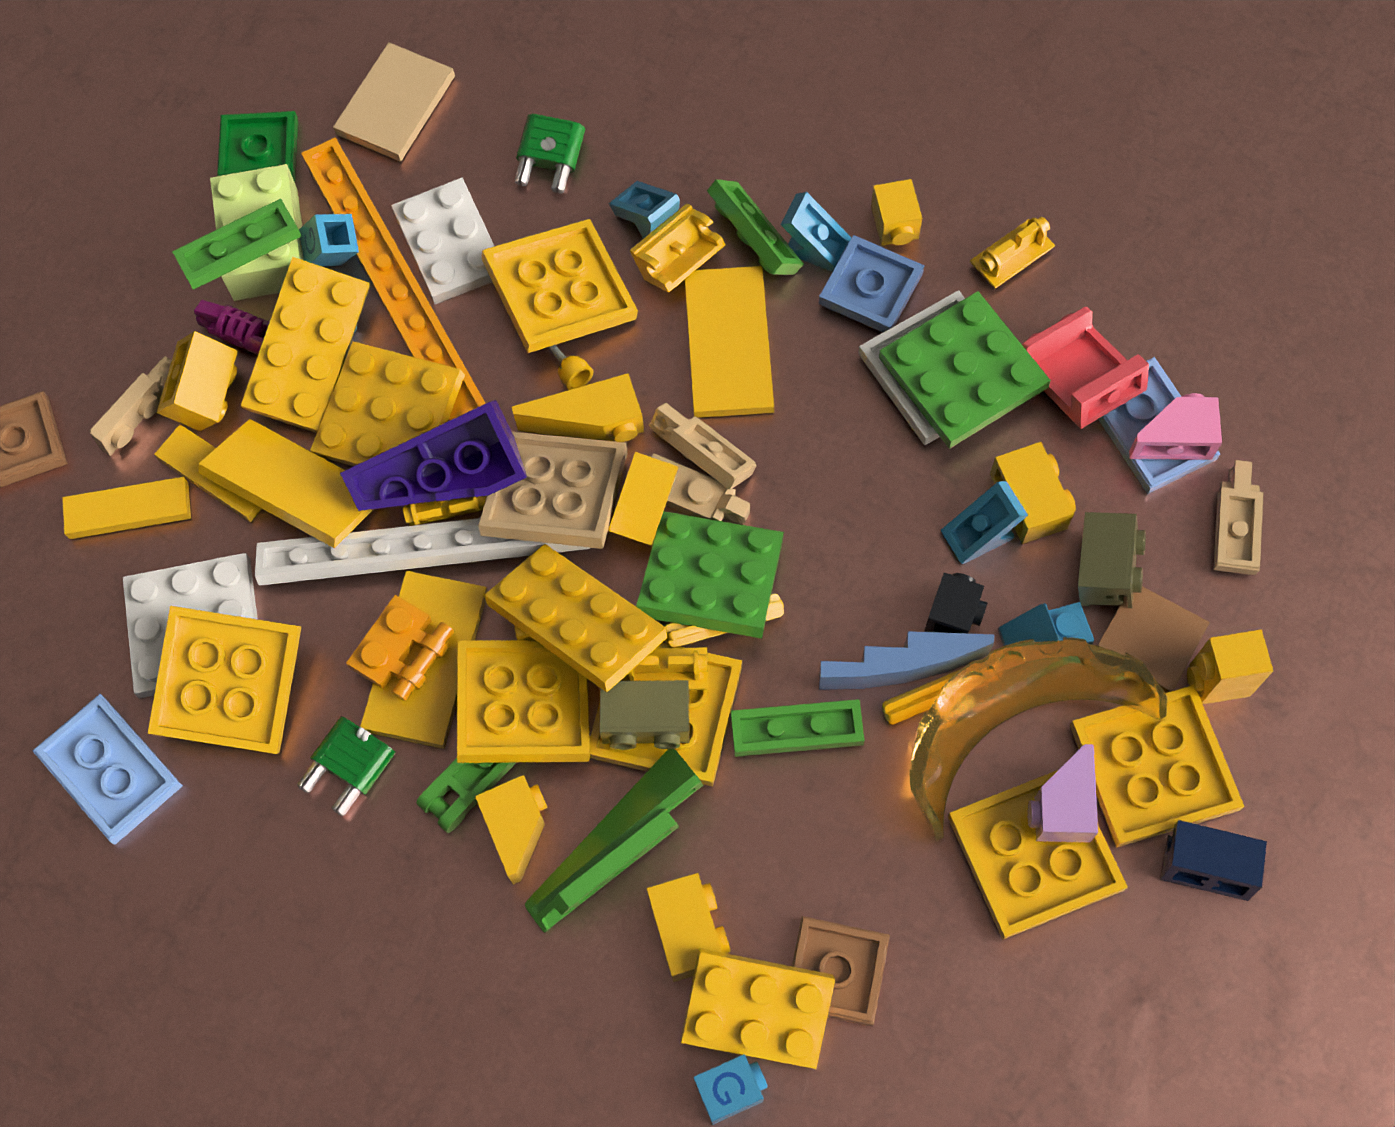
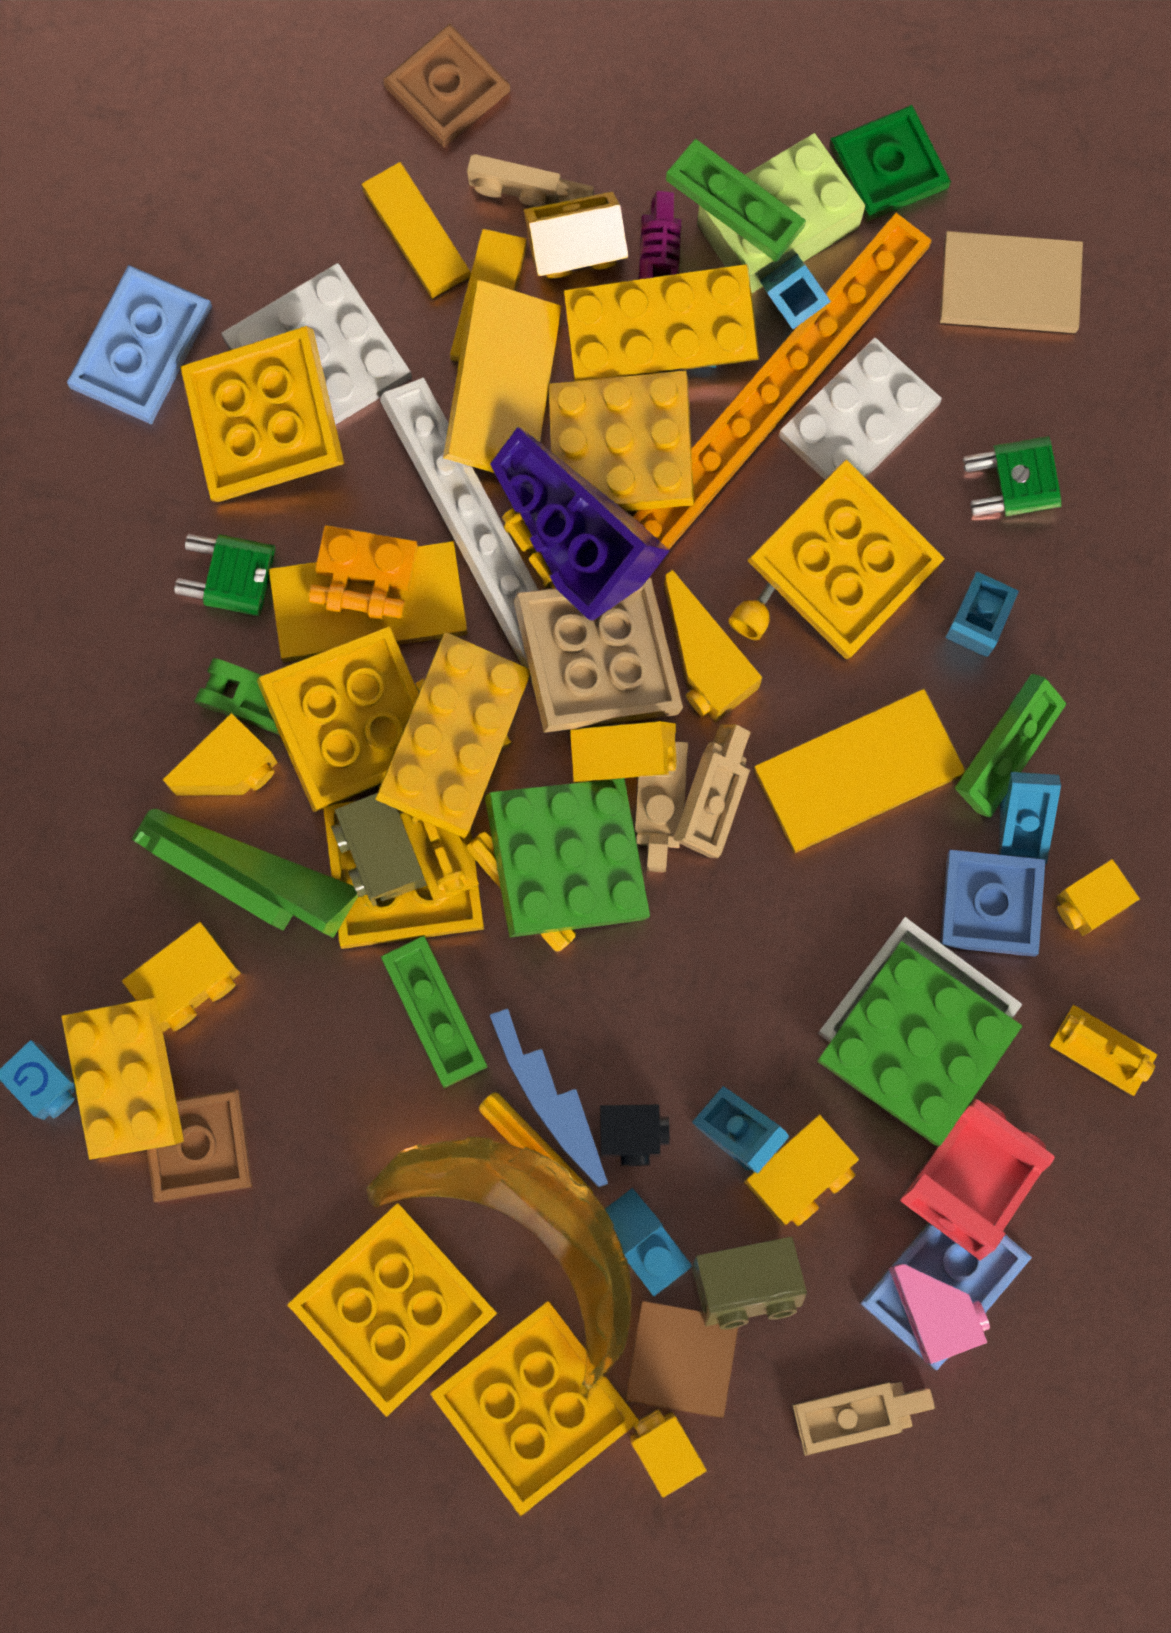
camera: 65 degrees right, 10 degrees up
(676, 248) = (945, 669): yellow hinge -> none
(1067, 802) = (446, 1320): lavender slope -> none
(1214, 860) = (451, 1501): dark blue hinge -> none

